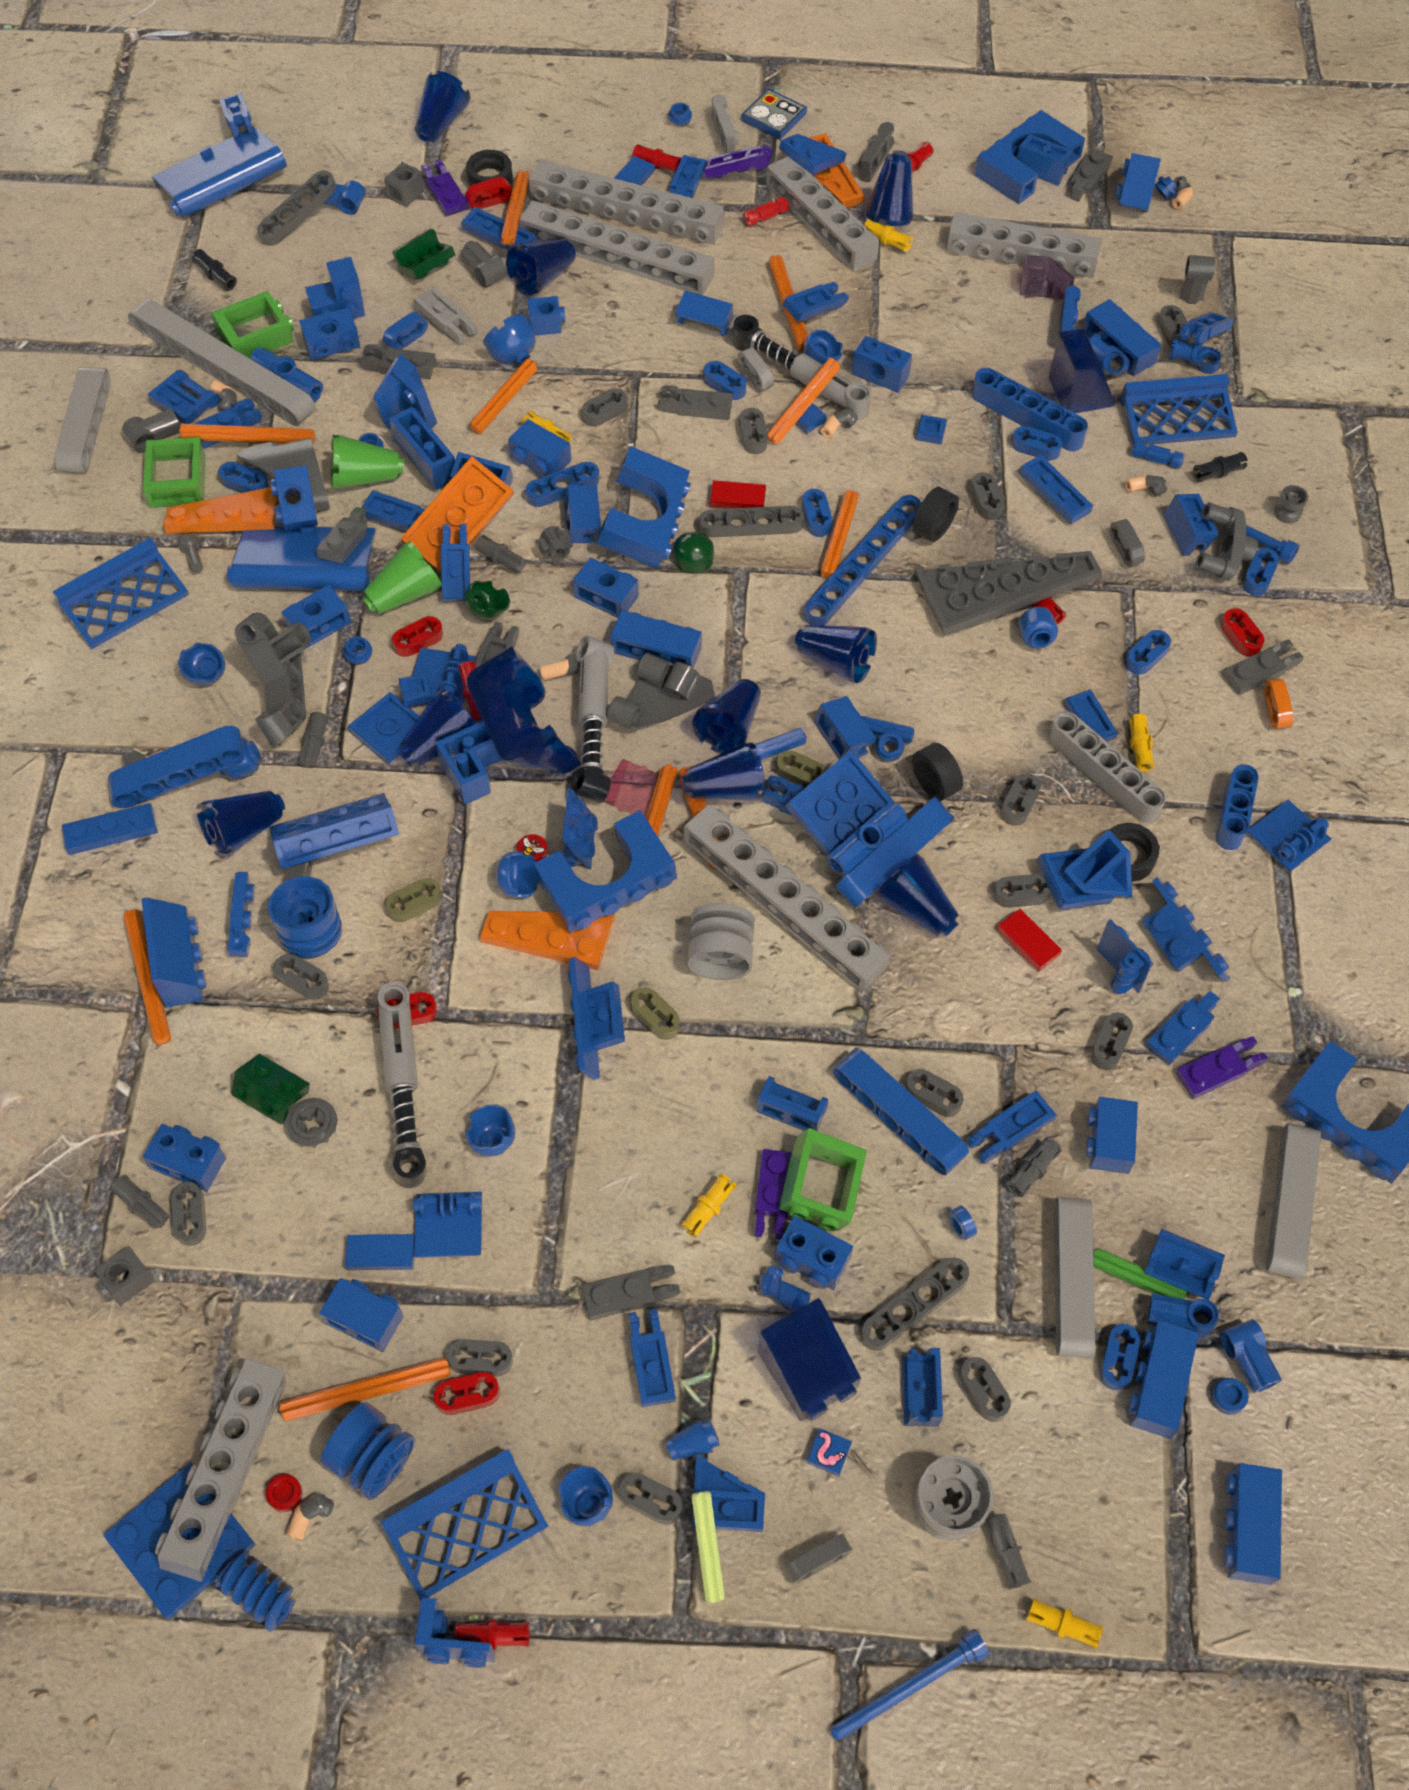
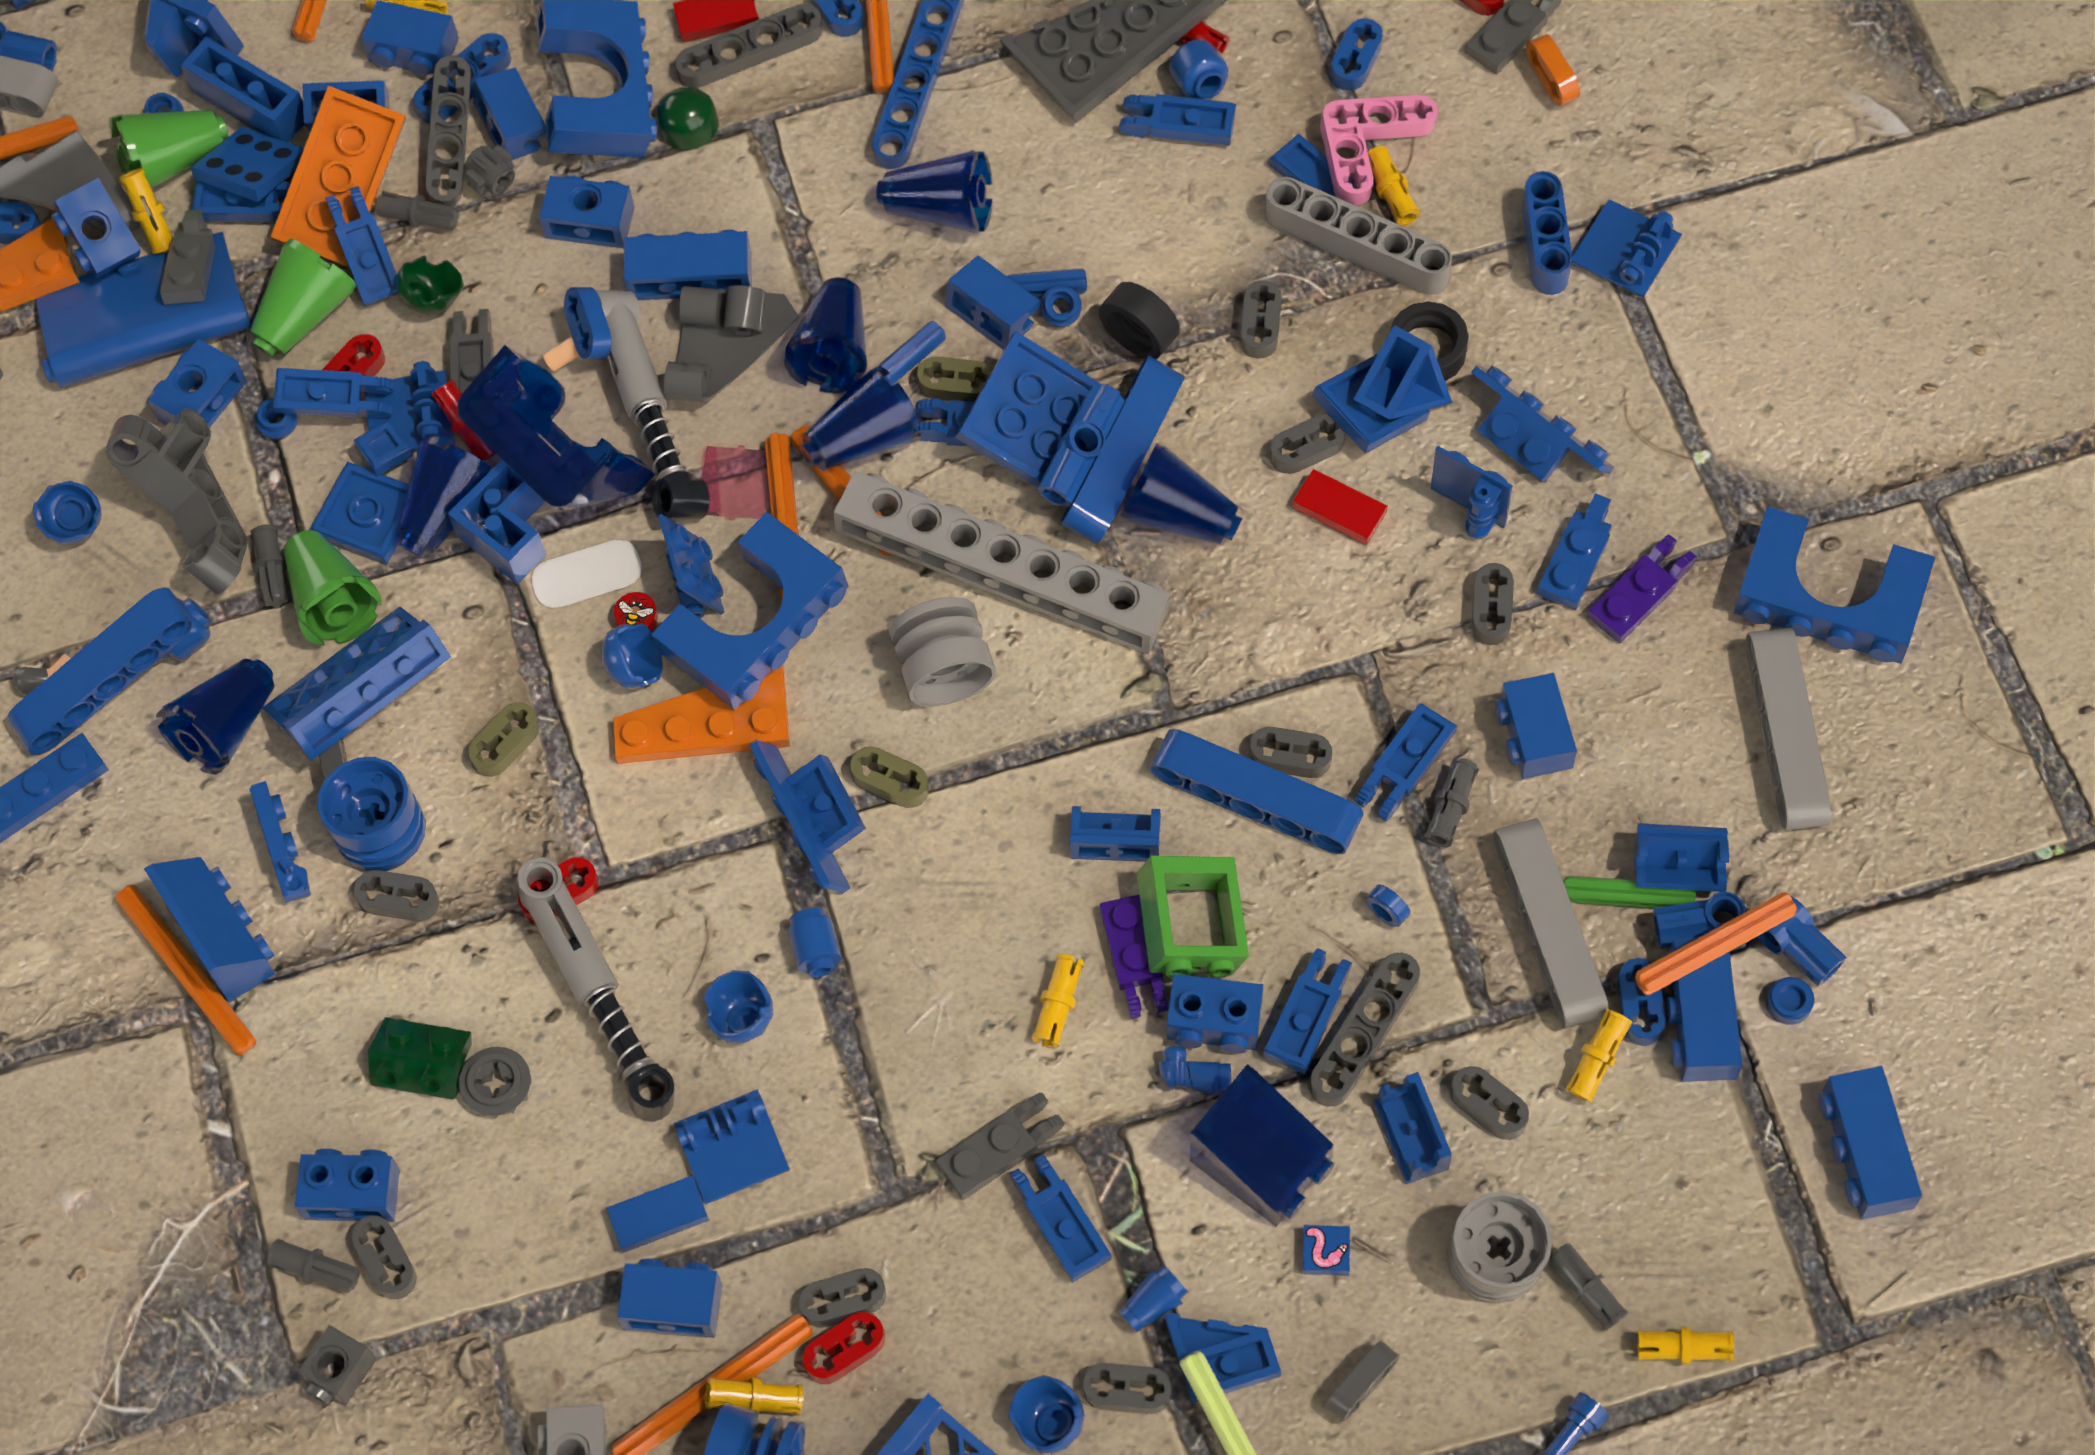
camera: 15 degrees left, 5 degrees up
(330, 478) = (135, 186): none -> yellow pin
(341, 767) = (328, 590): none -> bright green cone
(391, 1404) = (755, 1395): none -> yellow pin
(395, 645) = (330, 393): none -> blue hinge
(405, 491) = (248, 164): none -> blue tile
(512, 813) = (586, 573): none -> white sticker
(535, 510) = (447, 131): none -> dark grey beam
(559, 1105) = (814, 942): none -> blue brick
(575, 654) = (587, 323): none -> blue beam
(877, 1278) = (1306, 1015): none -> blue hinge
(1013, 654) = (1179, 118): none -> blue hinge
(1075, 1384) = (1598, 1055): none -> yellow pin
(1127, 701) = (1354, 135): none -> bright pink beam
(1188, 1334) = (1715, 943): none -> orange axle

